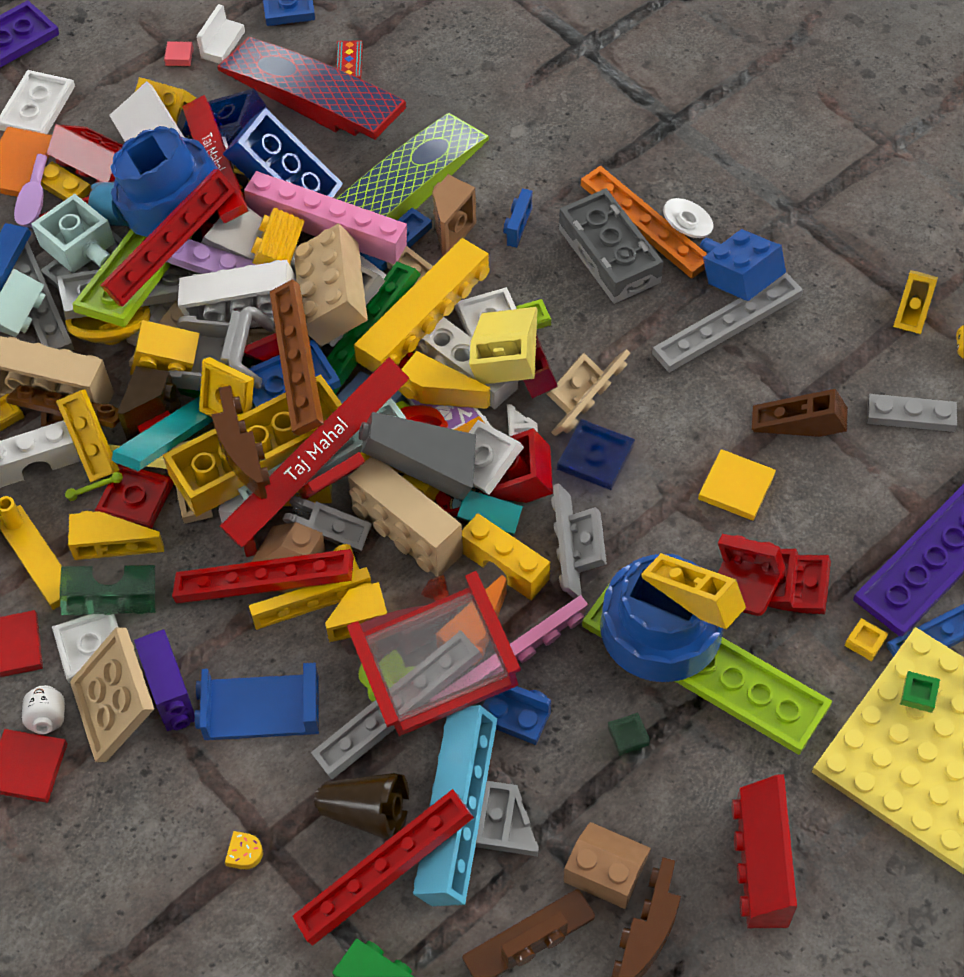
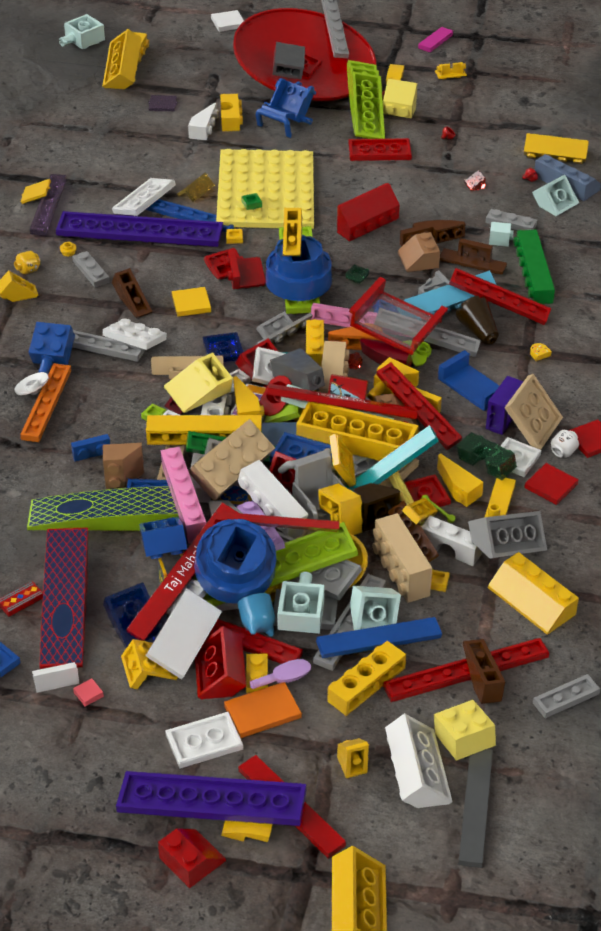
camera: 130 degrees left, 15 degrees down
(239, 445) = (374, 418): reddish brown slope -> none
(278, 237) = (230, 494): yellow brick -> none
(296, 358) = (299, 428): dark orange plate -> none
(610, 245) = (82, 398): dark grey piece -> none
(703, 369) = (134, 334): none -> white plate

